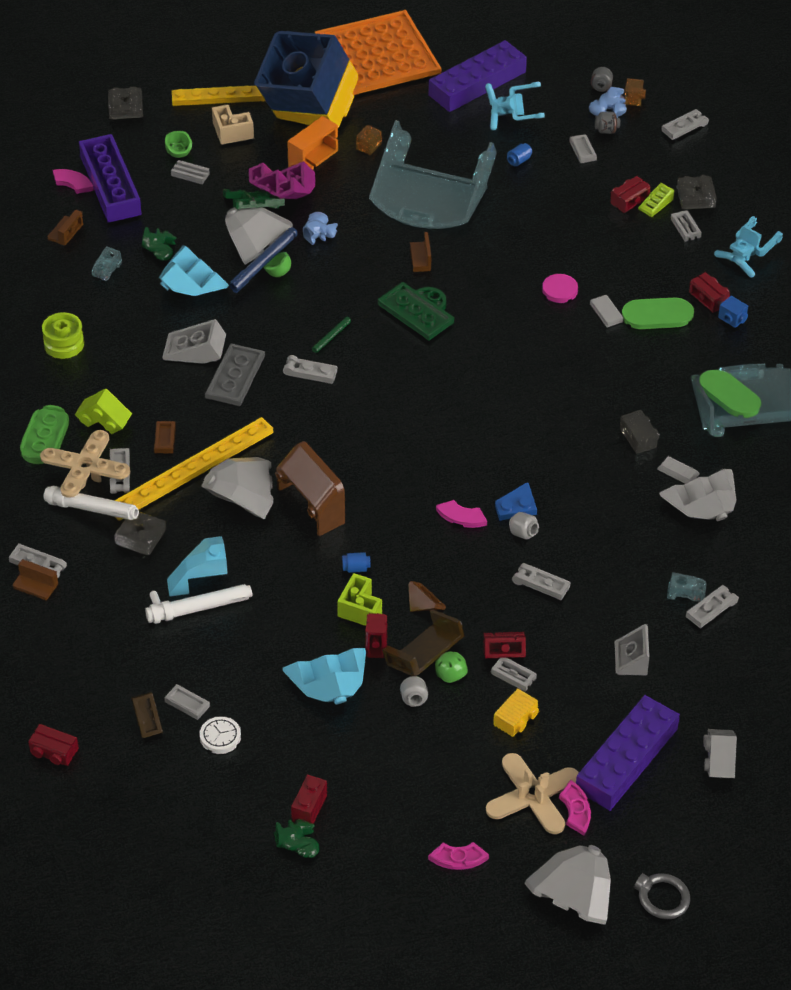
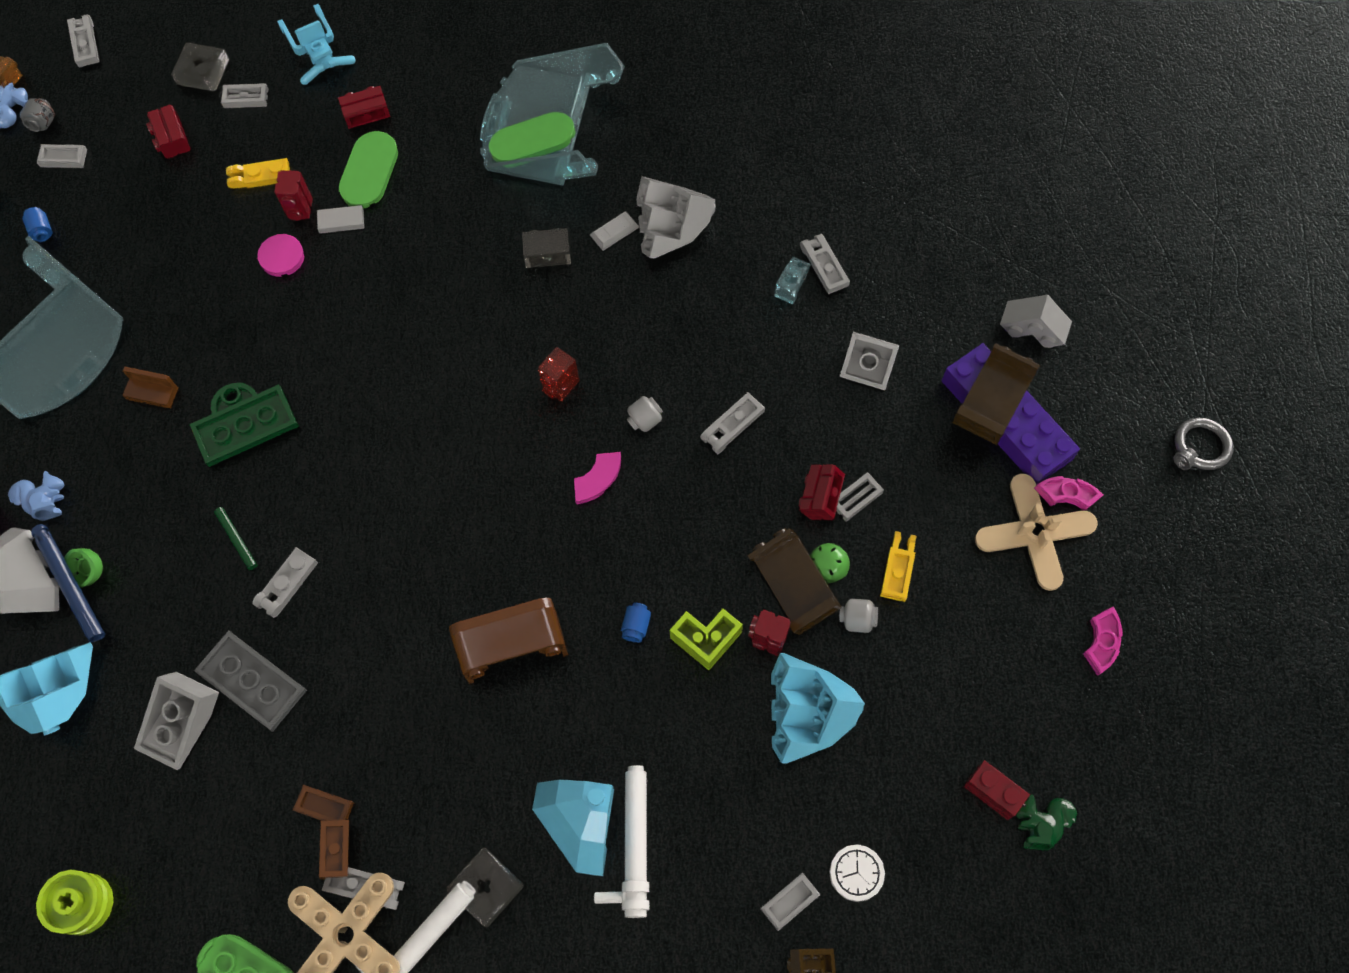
camera: 70 degrees left, 20 degrees up
(105, 409) = (251, 881): lime brick -> none
(137, 444) = (334, 849): none -> reddish brown panel
(197, 464) = (397, 787): yellow plate -> none
(243, 483) = (460, 724): light grey brick -> none
(422, 599) = (716, 561): reddish brown slope -> none
(465, 709) = (898, 569): none -> yellow hinge
(516, 501) = (602, 411): blue wing -> none
(516, 712) = (921, 511): yellow brick -> none
(529, 463) = (558, 374): none -> clear red brick
(576, 881) = (1186, 526): light grey brick -> none
(607, 274) = (293, 195): none -> dark red brick
(622, 255) = (256, 173): none -> yellow hinge
(629, 725) = (996, 394): none -> dark brown panel
(666, 196) = (185, 97): lime slope -> none
(733, 311) = (408, 93): blue brick -> none

